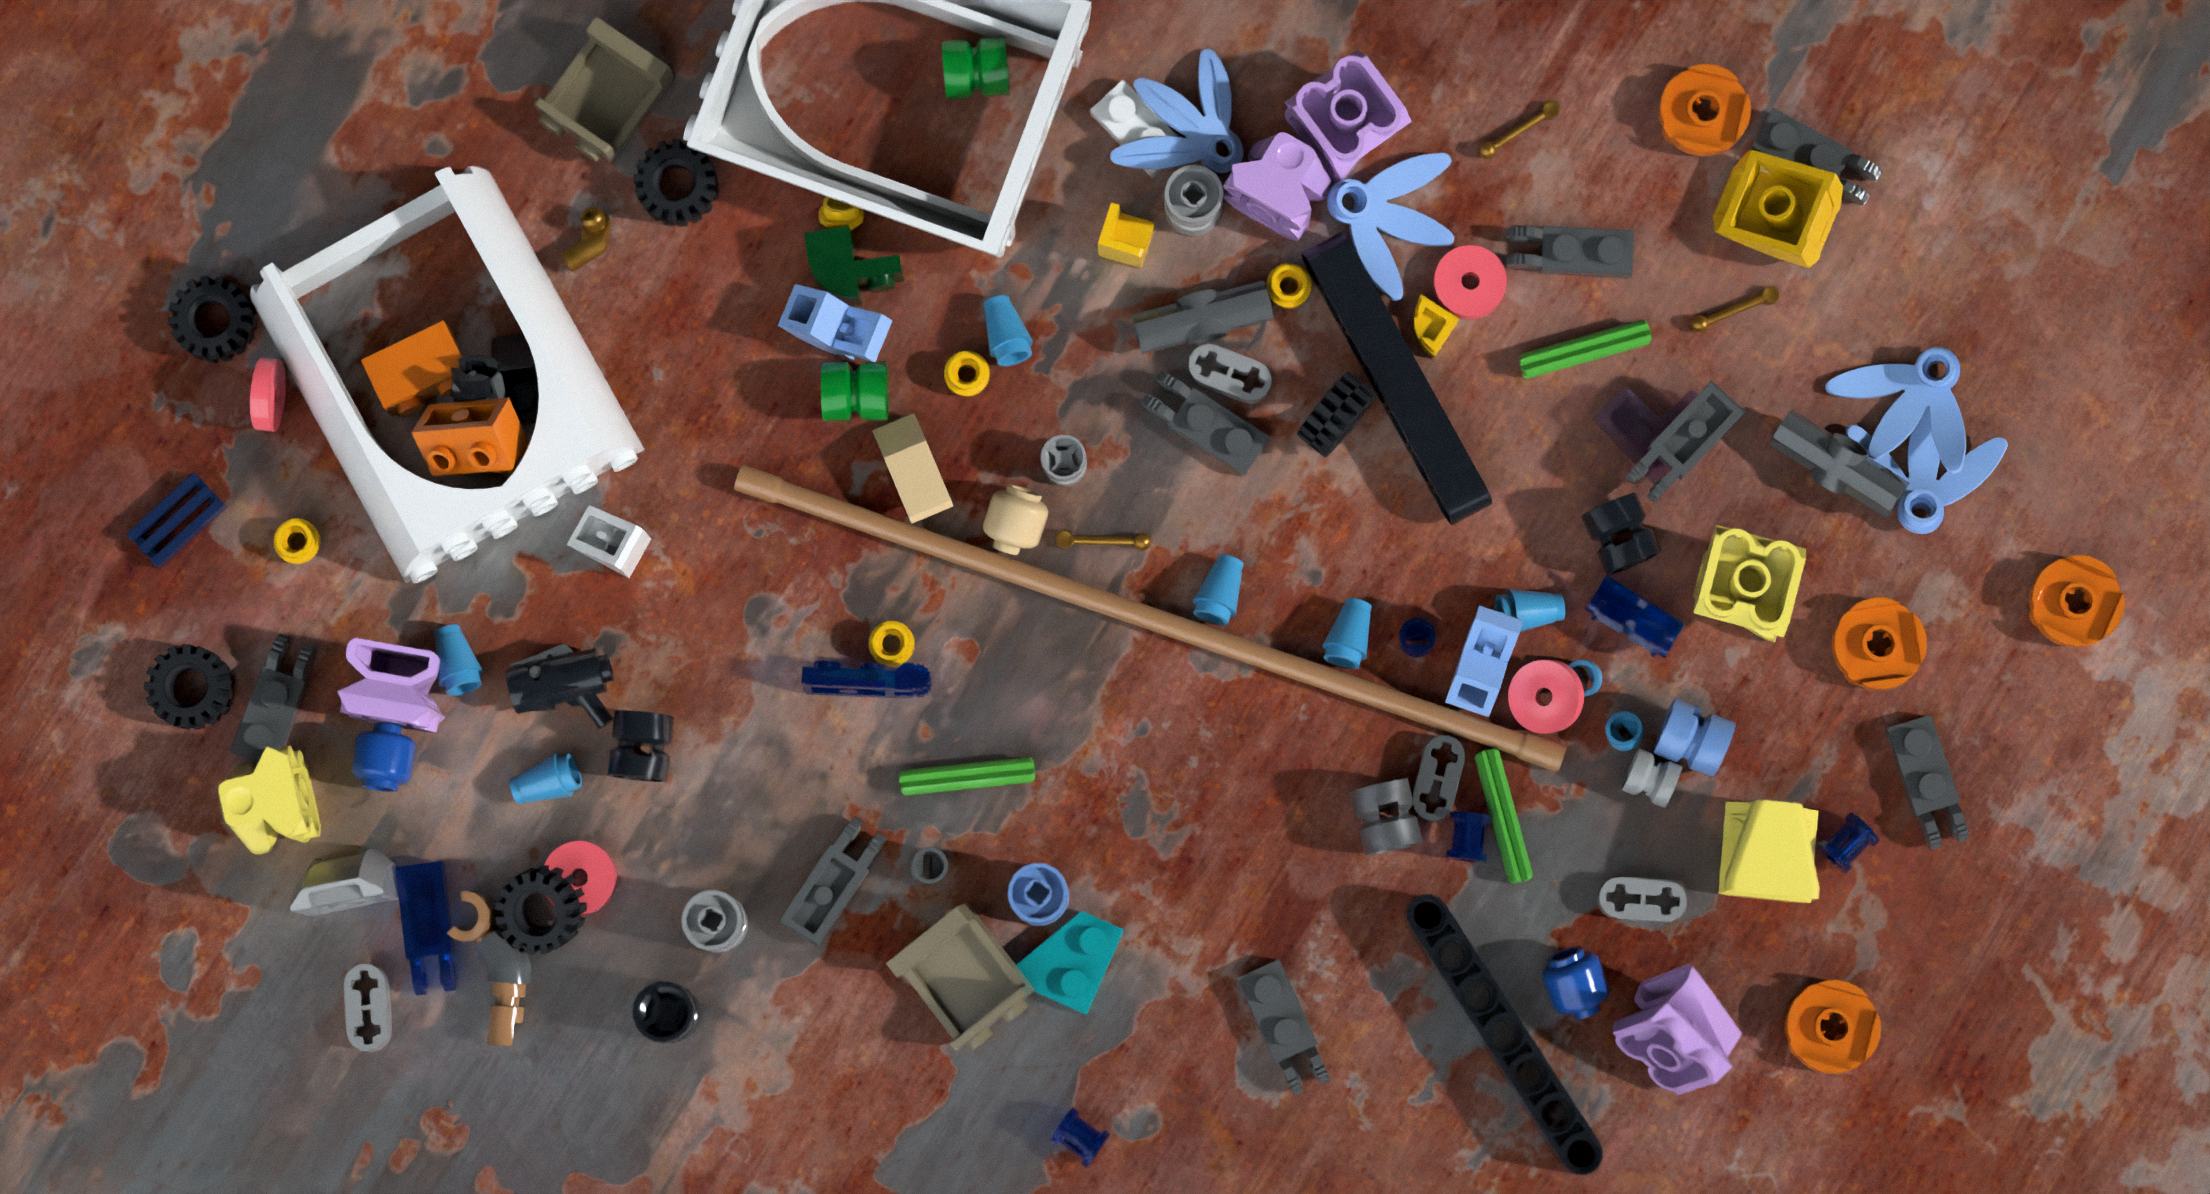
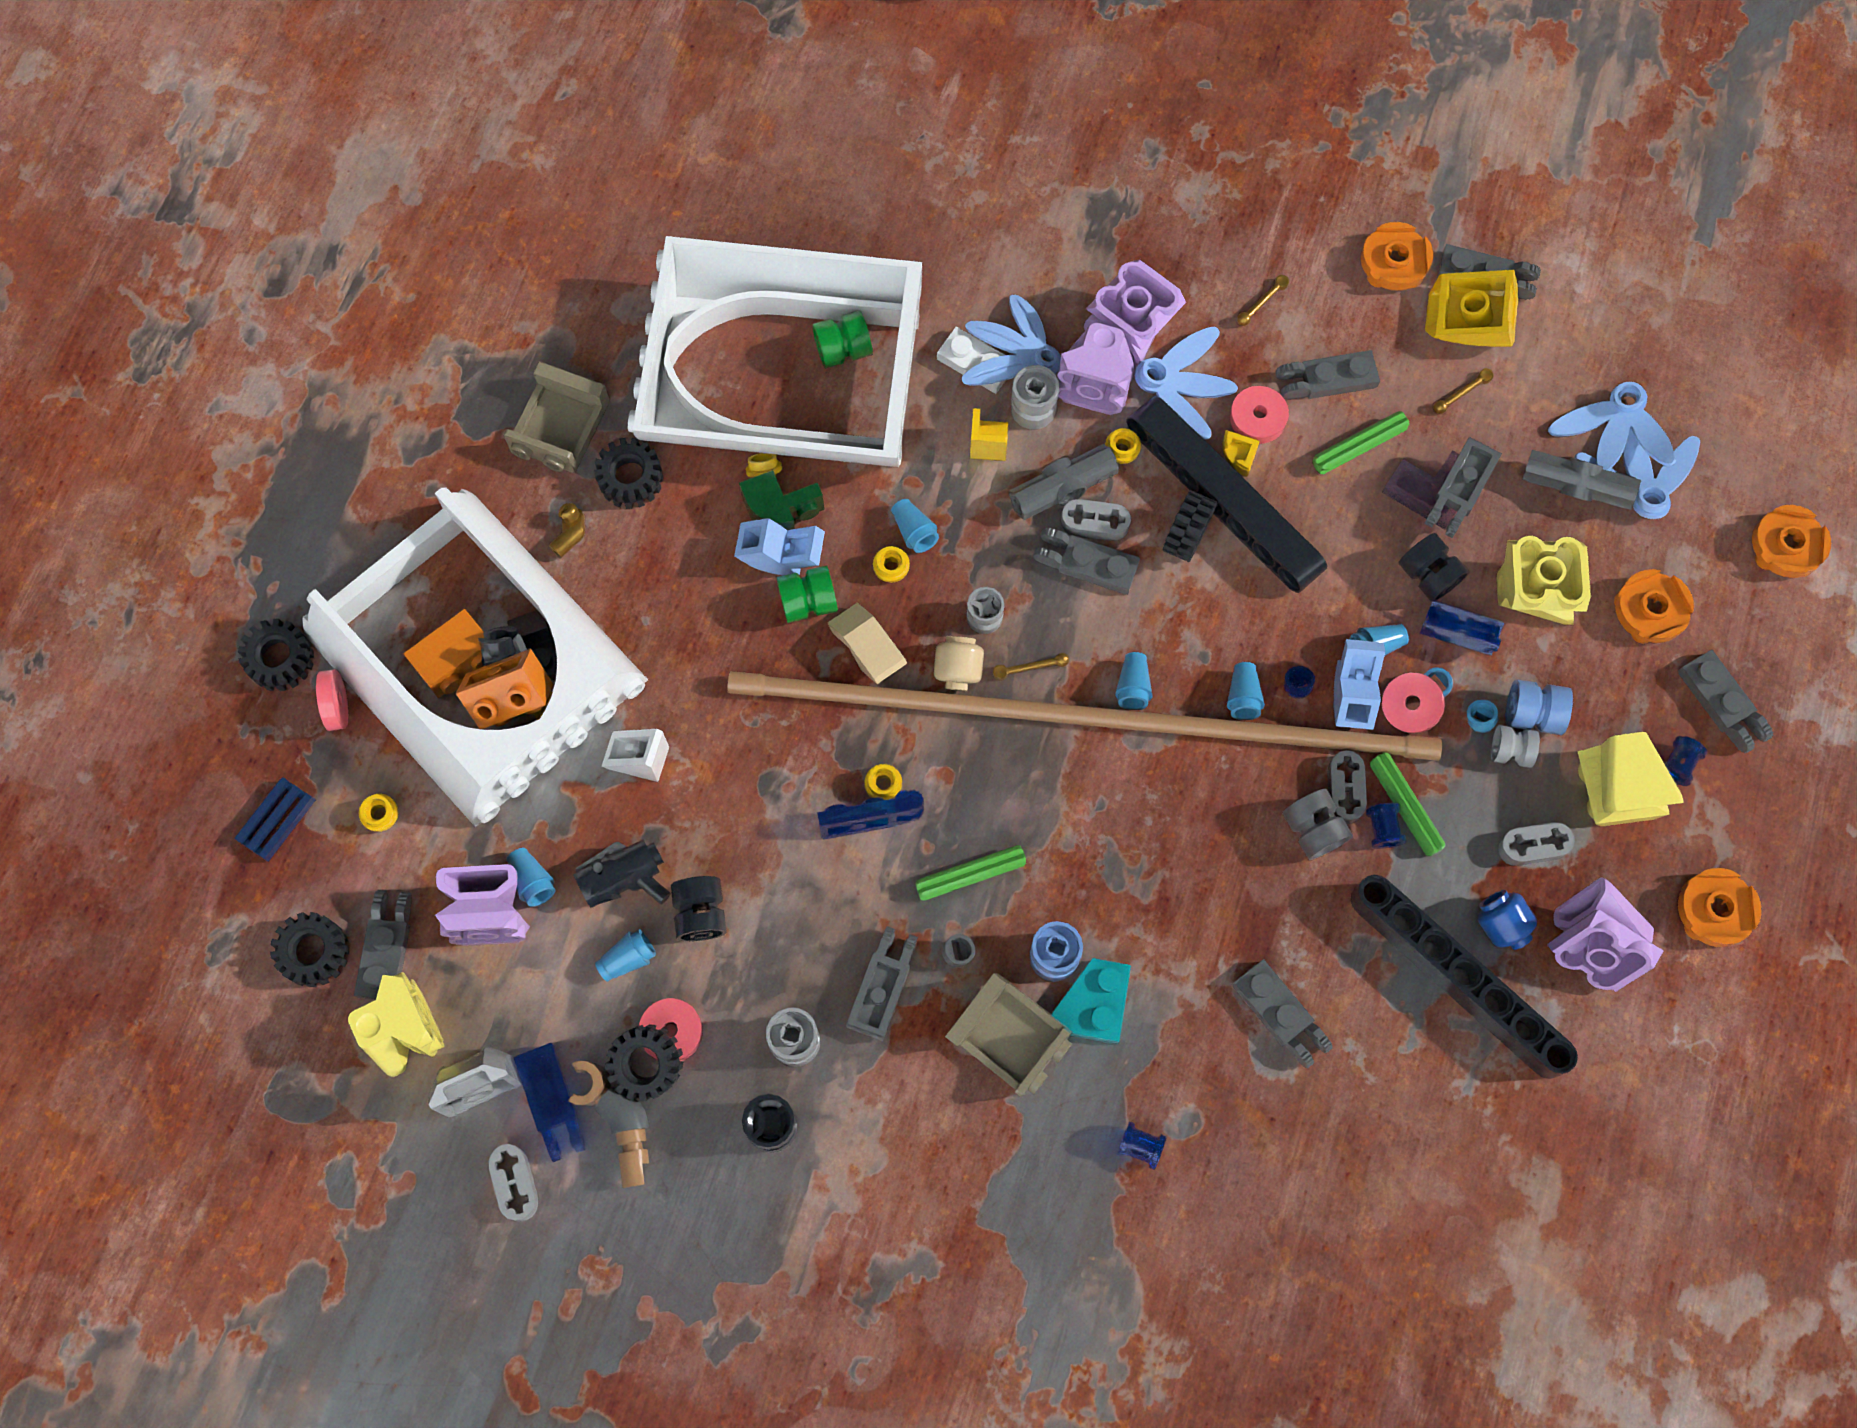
camera: 20 degrees left, 10 degrees down
(383, 758) = (485, 968): blue head -> none

